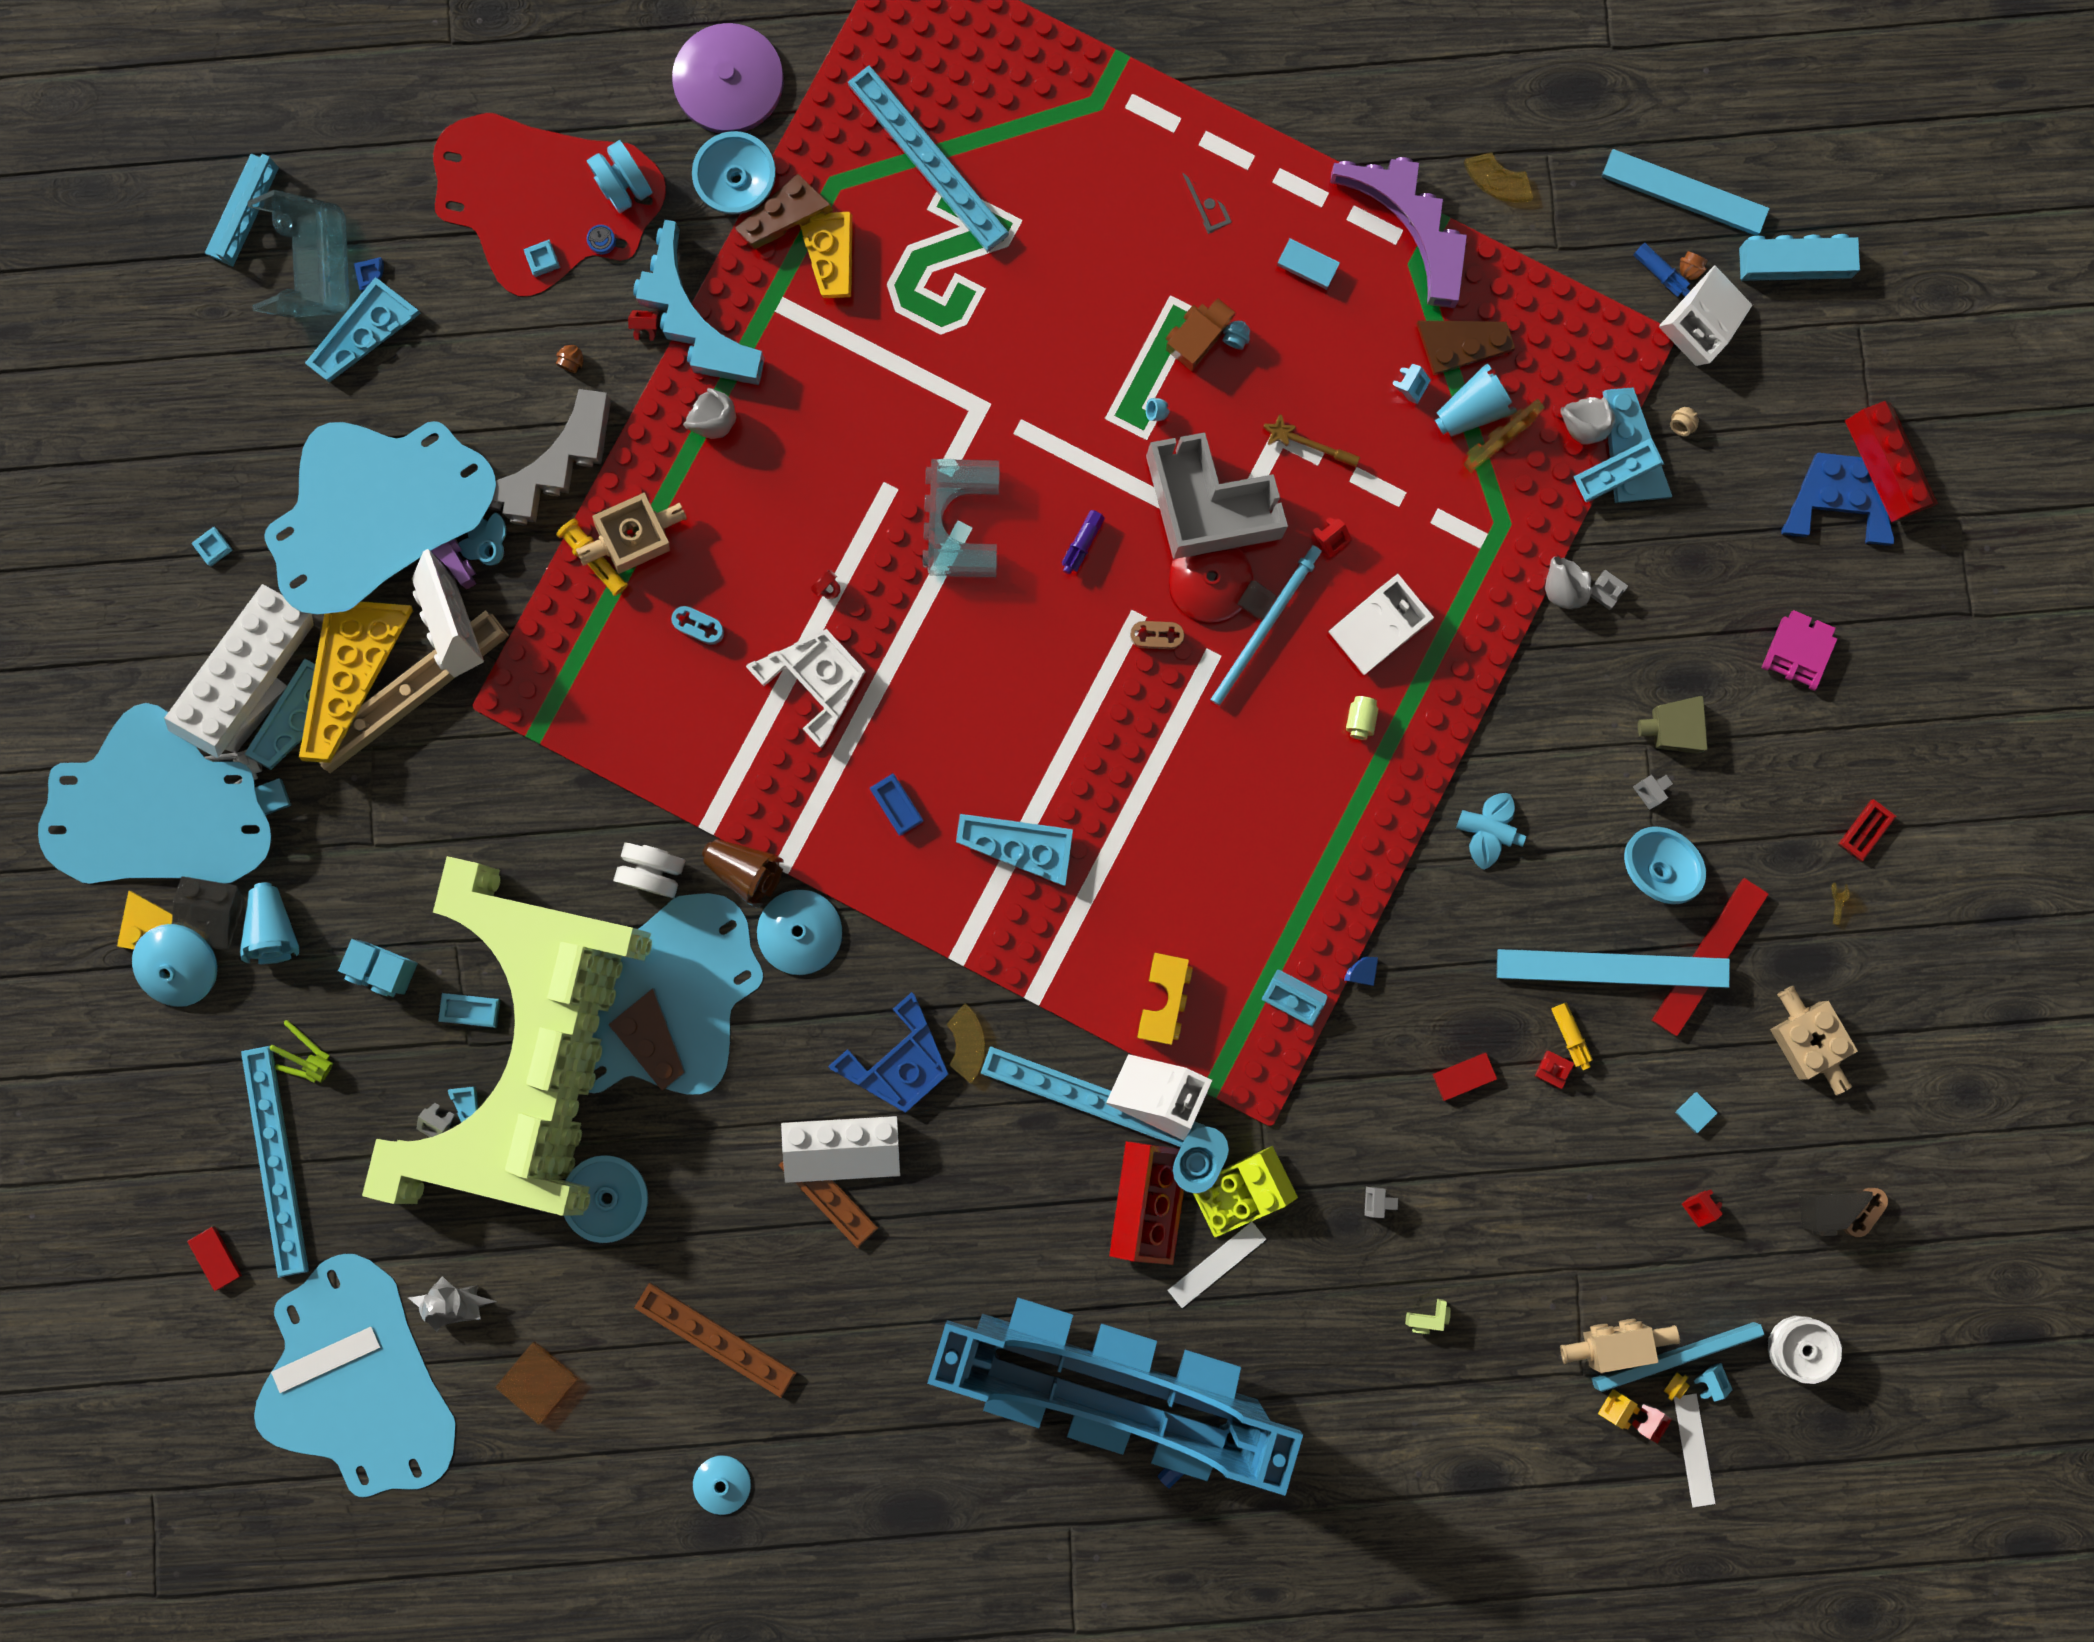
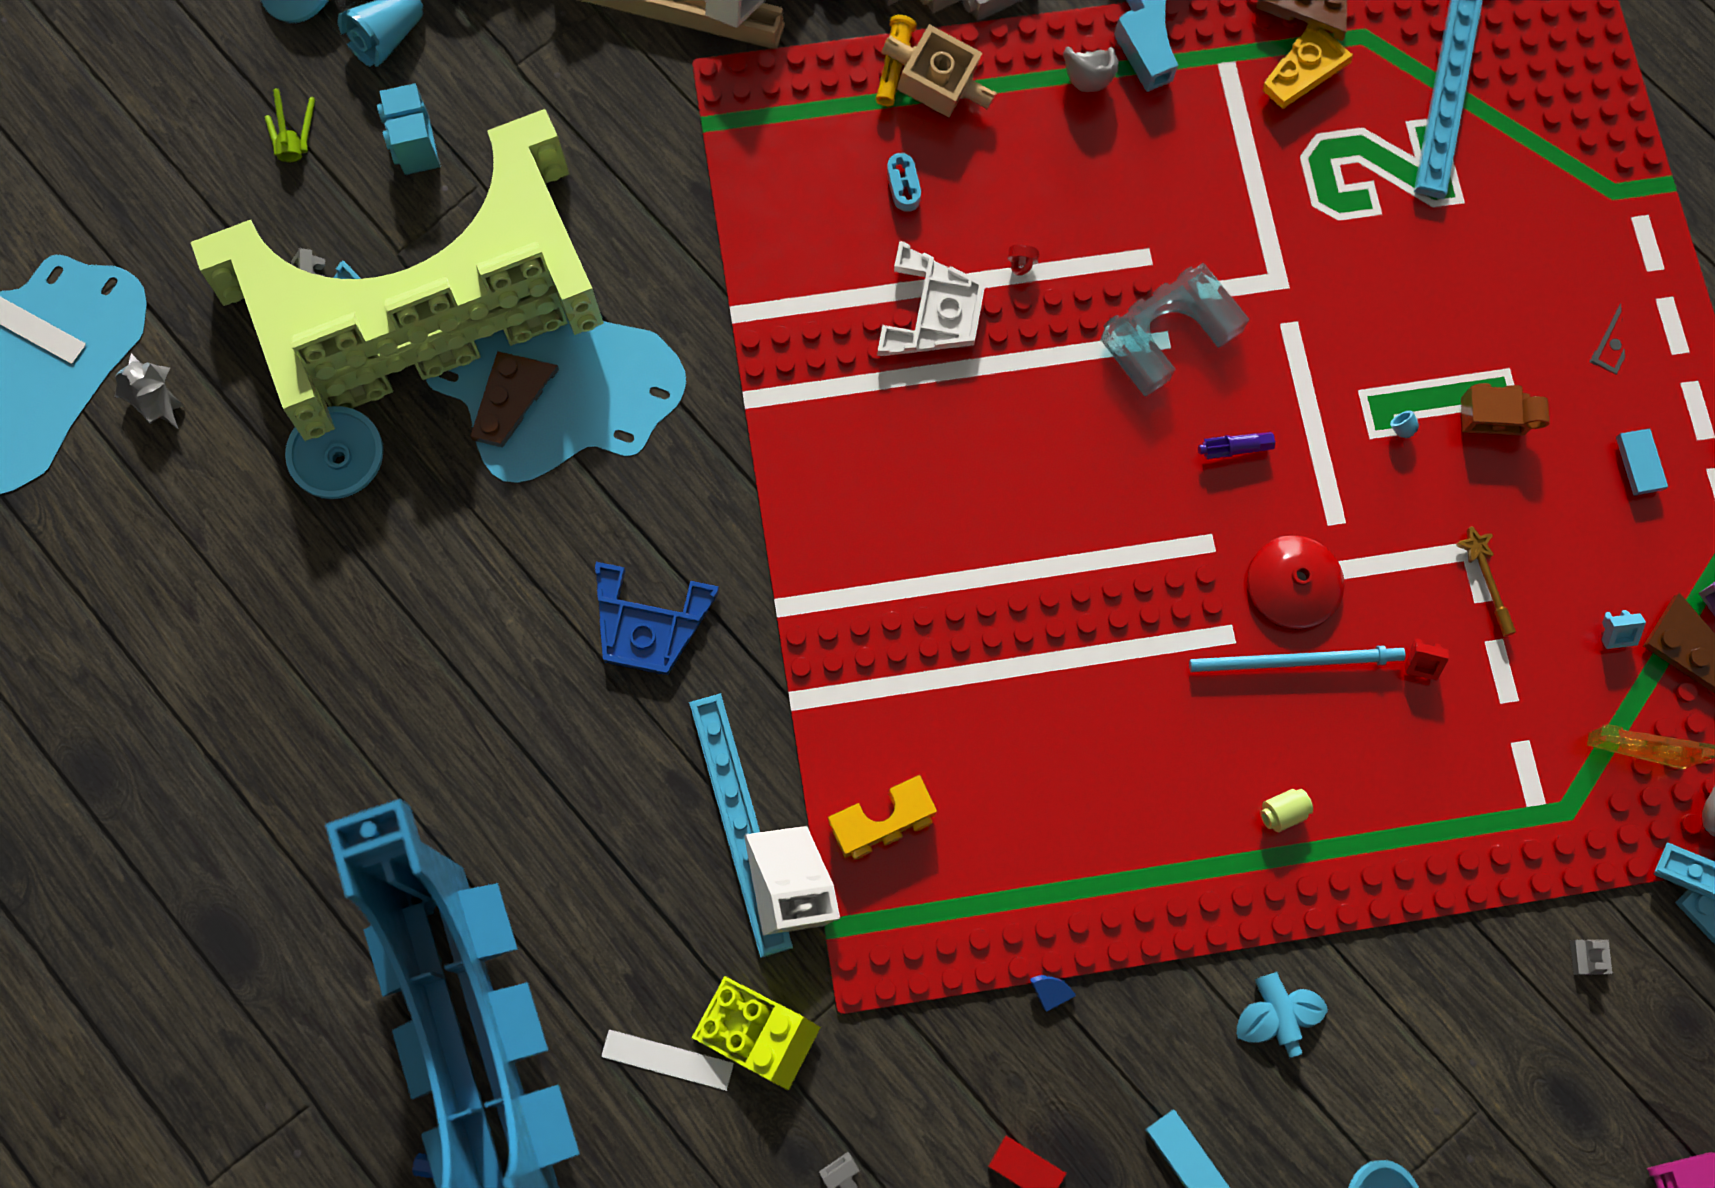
camera: 45 degrees right, 10 degrees down
(214, 1258) = (61, 179): red tile -> none
(275, 1161) = (180, 171): medium azure tile -> none
(469, 1010) = (425, 229): medium azure tile -> none
(536, 1383) = (126, 515): clear orange tile -> none
(649, 870) = (663, 284): white wheel -> none
(715, 1340) = (272, 644): dark orange tile -> none
(732, 1474) = (149, 753): medium azure dish -> none
(744, 869) = (720, 368): reddish brown cone -> none
(819, 938) = (704, 473): medium azure dish -> none
(839, 1209) = (476, 649): dark orange tile -> none
(840, 1149) = (527, 625): white slope -> none
(896, 804) = (877, 454): blue tile -> none
(969, 1043) = (709, 673): clear yellow tile -> none
(1024, 845) = (926, 587): medium azure wing -> none
(1147, 1205) = (679, 948): red slope -> none
(1157, 628) = (1202, 573): medium nougat beam -> none
(1200, 1159) = (755, 964): medium azure piece -> none
(1208, 515) = (1354, 528): light grey piece -> none
(1236, 334) = (1527, 444): medium azure plate -> none
(1257, 600) = (1313, 634): clear smoke tile -> none
(1294, 997) = (977, 942): medium azure slope -> none
(1381, 624) = (1387, 762): white slope -> none
(1475, 404) = (1655, 698): medium azure cone -> none
(1567, 584) = (1565, 913): light grey hair -> none
(1652, 790) = (1444, 1147): light grey tile -> none
(1677, 726) = (1525, 1125): olive torso -> none

